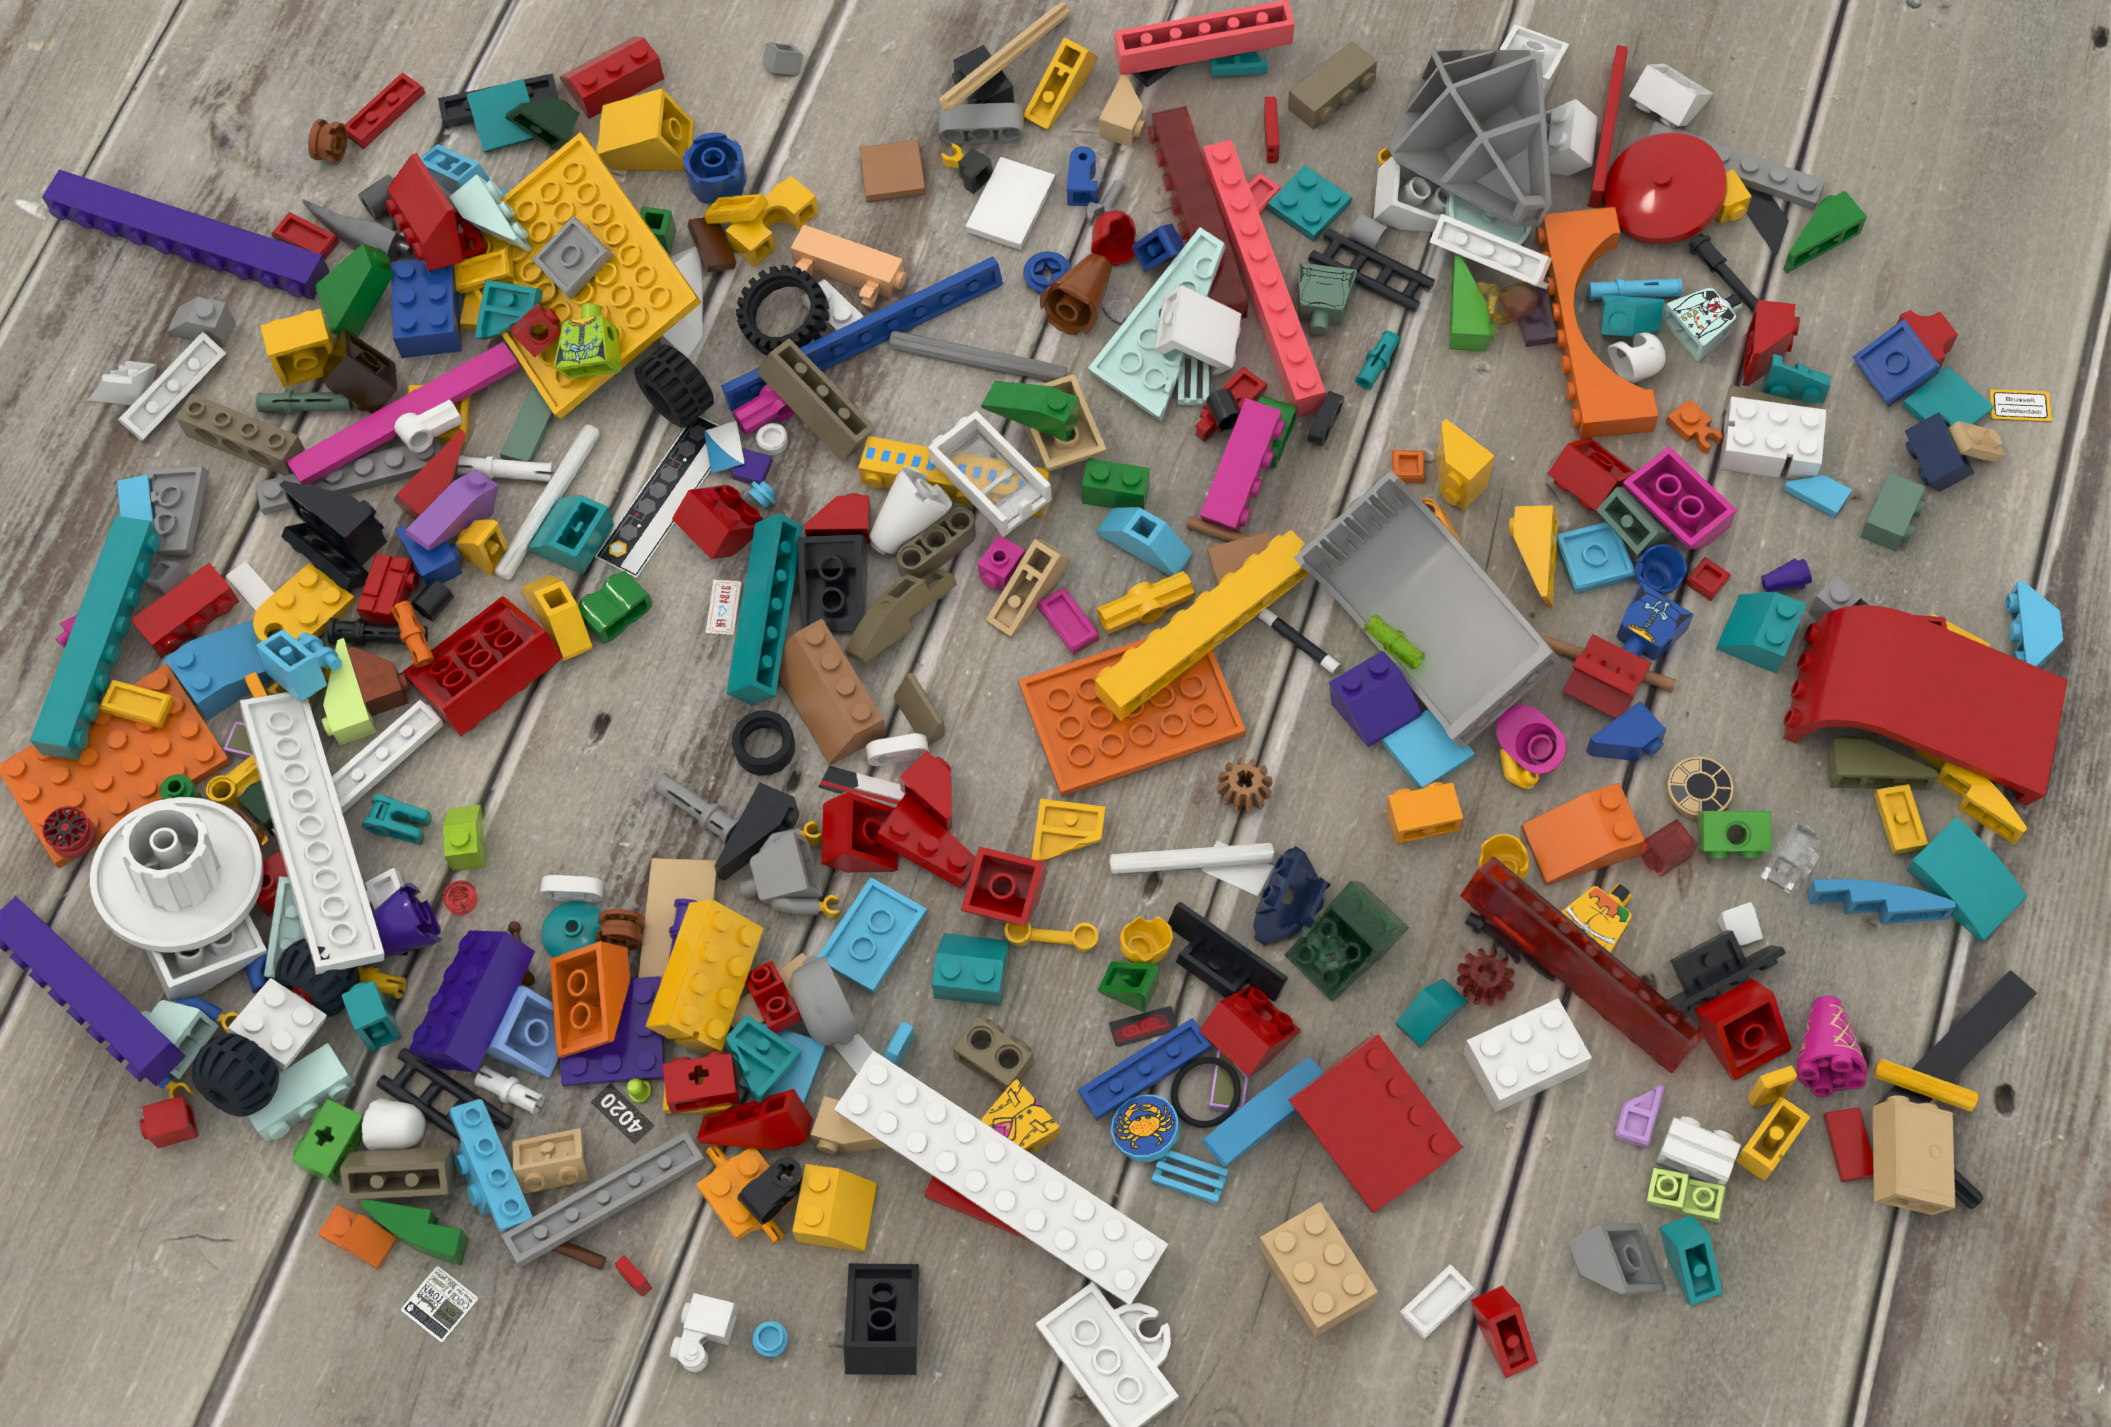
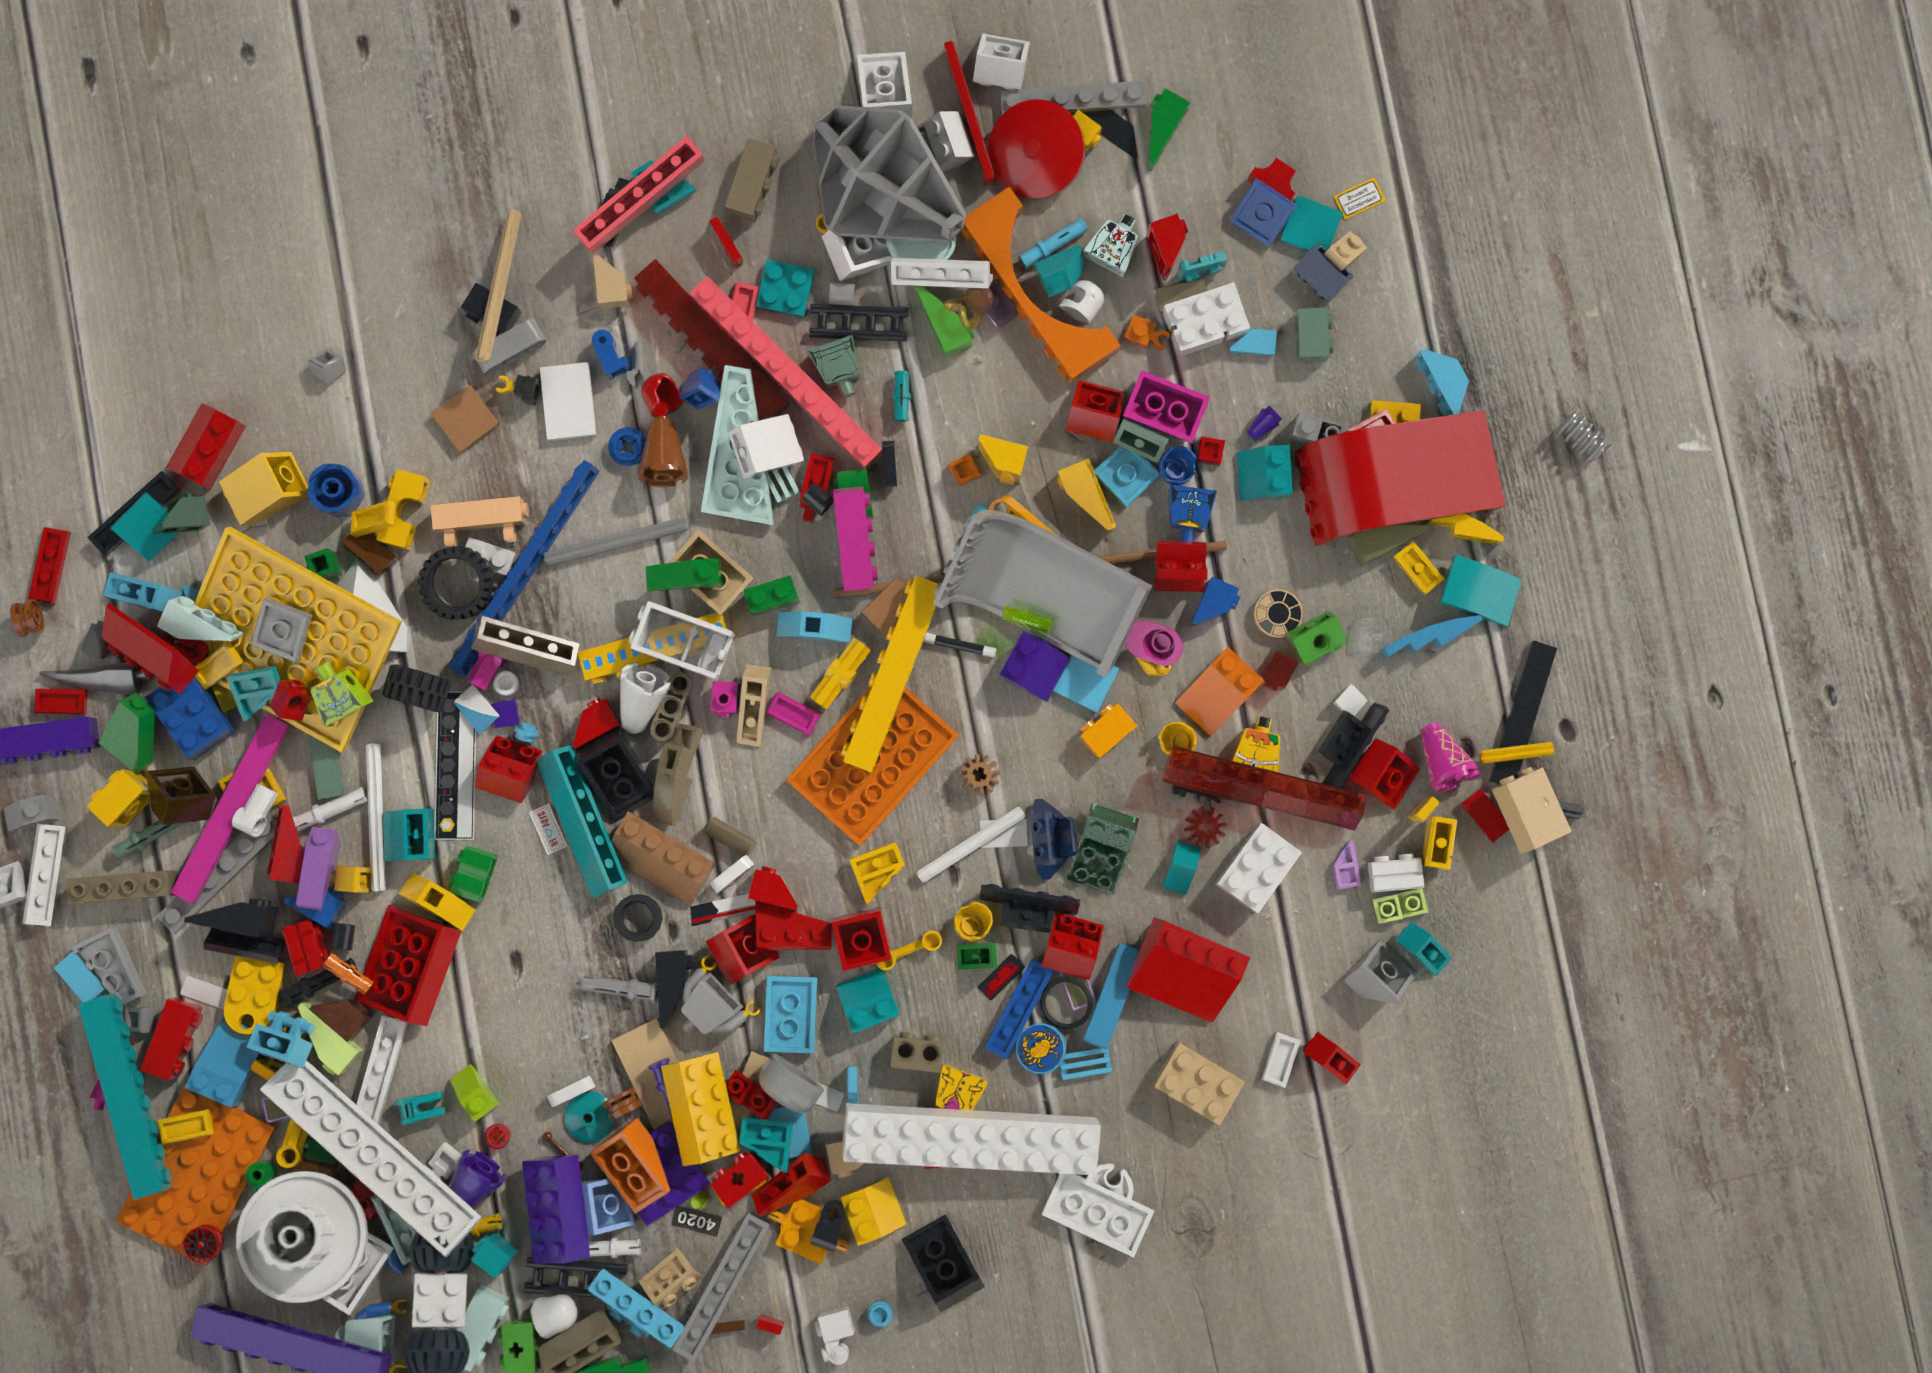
camera: 35 degrees left, 20 degrees up
(1060, 83) = (549, 282): yellow slope -> none
(1715, 261) = (1098, 190): black pin -> none

